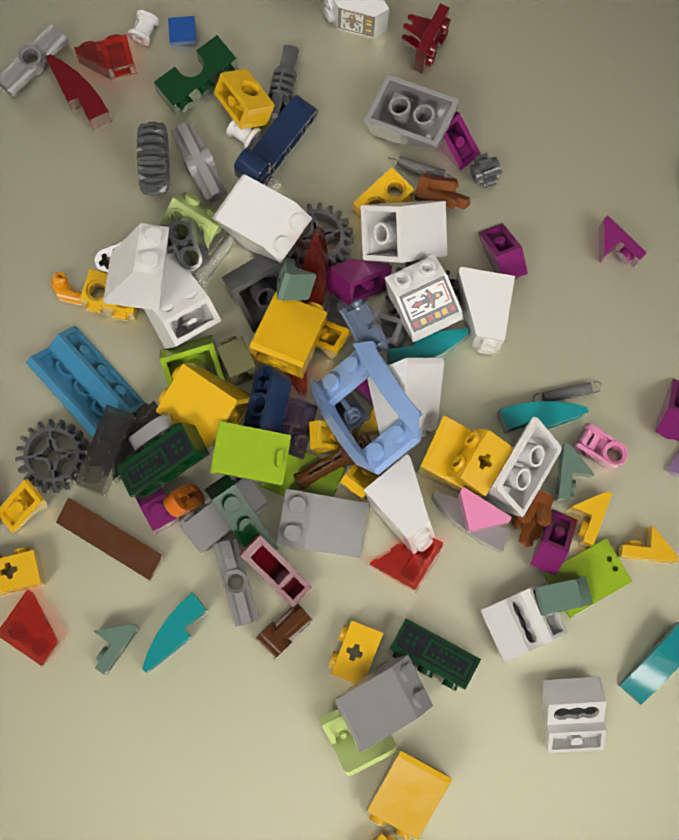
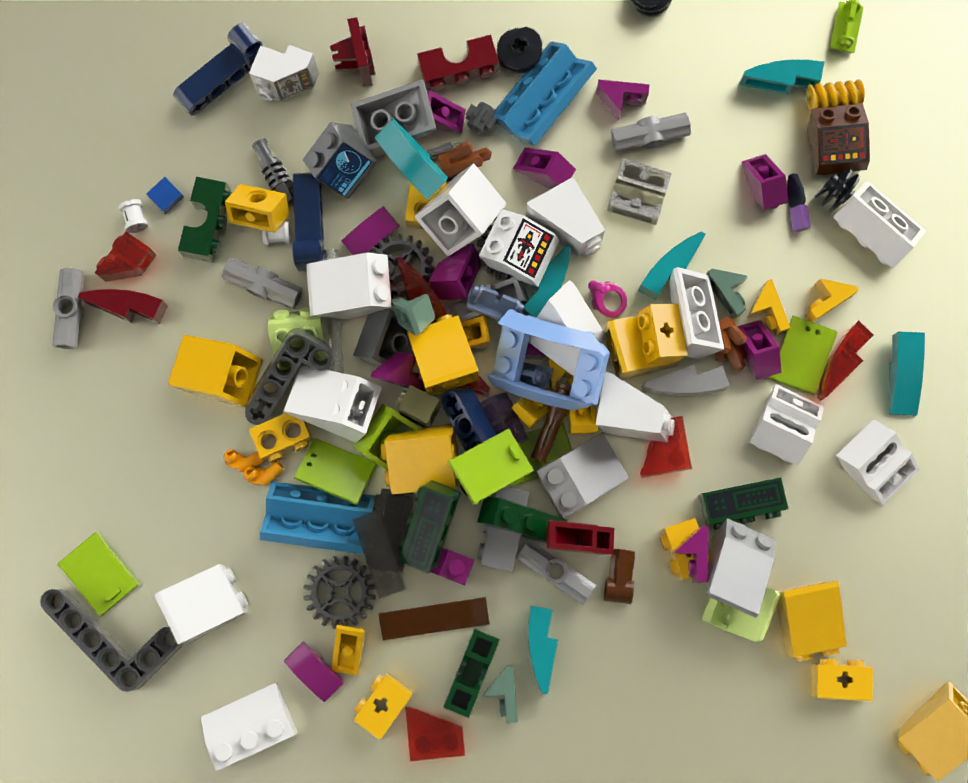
camera: 35 degrees left, 0 degrees up
(71, 315) = (263, 476): none -> light orange arm
(102, 606) = (471, 673): none -> dark green arch
(103, 201) = (215, 370): none -> yellow slope
(130, 358) = (335, 471): none -> lime container
(138, 268) = (291, 397): white slope -> none
(153, 158) = (227, 307): dark grey gear -> none
(154, 429) = (402, 512): light grey beam -> none
(183, 500) = (466, 543): orange beam -> none
(243, 317) = (398, 371): none -> magenta slope
(318, 189) = (370, 231): none -> magenta slope
(341, 111) = (340, 159): none -> slope
(363, 655) = (698, 547): none -> magenta slope
(396, 157) = (411, 159): none -> teal slope
(461, 388) = (598, 292): none -> dark pink piece
(479, 513) = (691, 372): bright pink slope -> none
(521, 124) = (440, 72): none -> dark red arch
(554, 190) = (543, 93): none -> dark azure slope
(563, 596) = (800, 382): sand green slope -> none
(565, 334) = (639, 191): none -> clear smoke slope
(568, 392) = (676, 232): light grey piece -> none
(576, 143) = (510, 56): none -> black piece
(598, 447) = (729, 254): bright pink piece -> none
(616, 293) = (650, 132): none -> light grey piece
(618, 607) = (843, 359): none -> clear red slope

